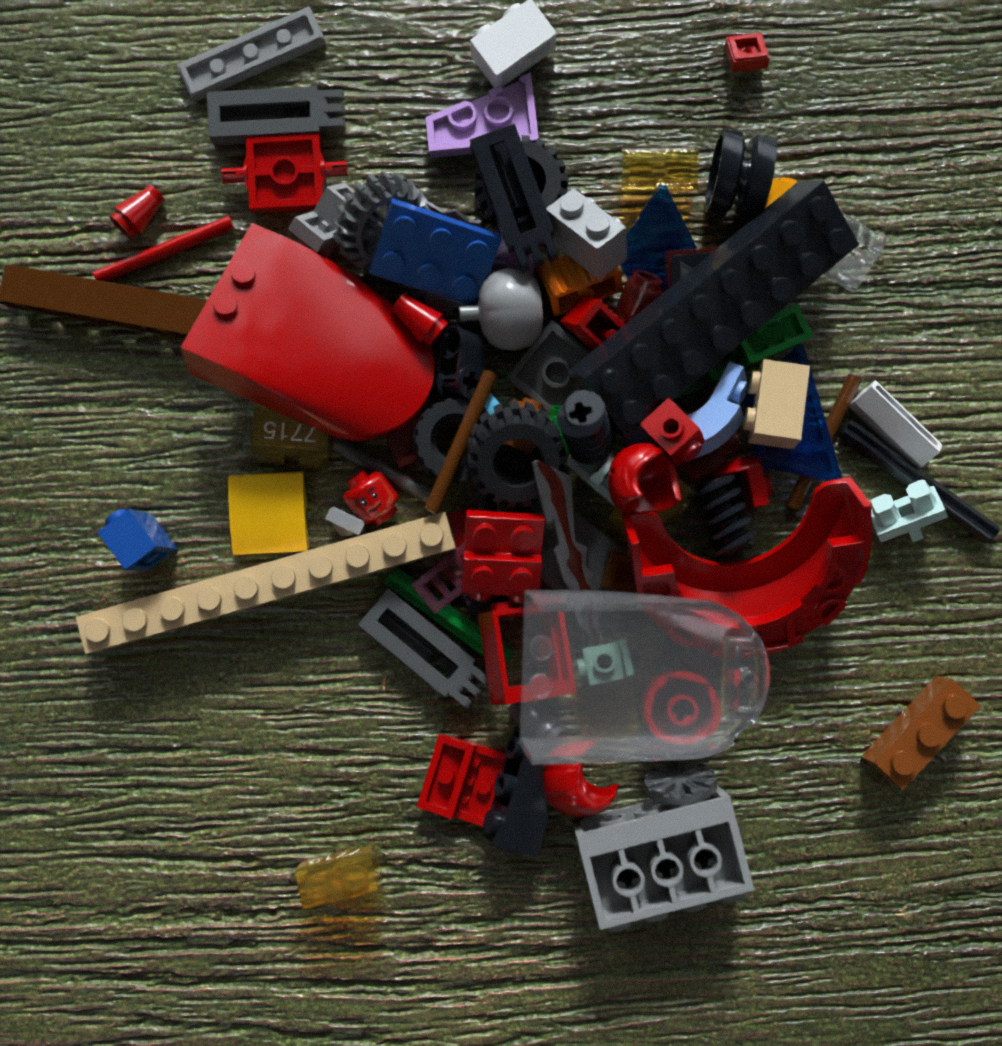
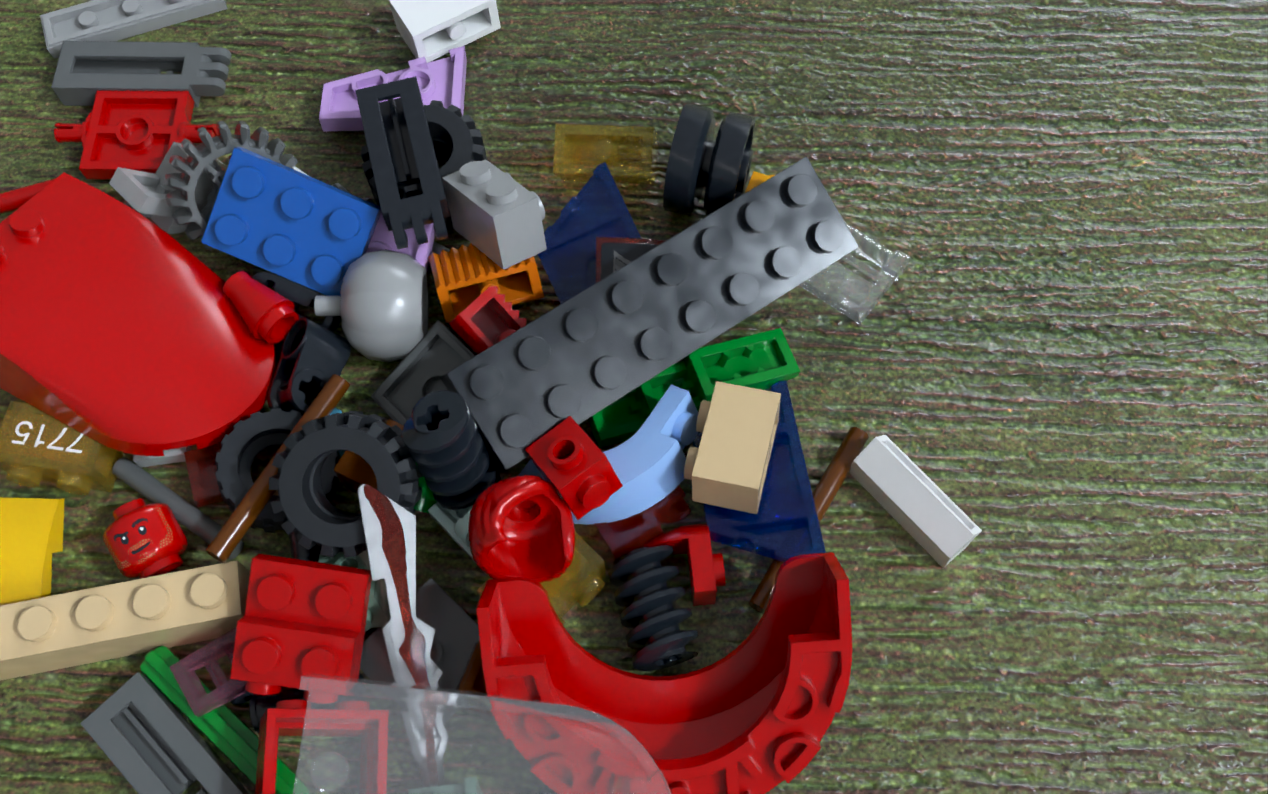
camera: 10 degrees right, 20 degrees down
(345, 523) = (97, 568): light grey tile -> none
(637, 294) = (554, 289): clear red brick -> none
(746, 52) = (736, 41): red tile -> none
(908, 473) = (953, 587): black axle -> none
(923, 501) = (941, 618): light aqua hips -> none

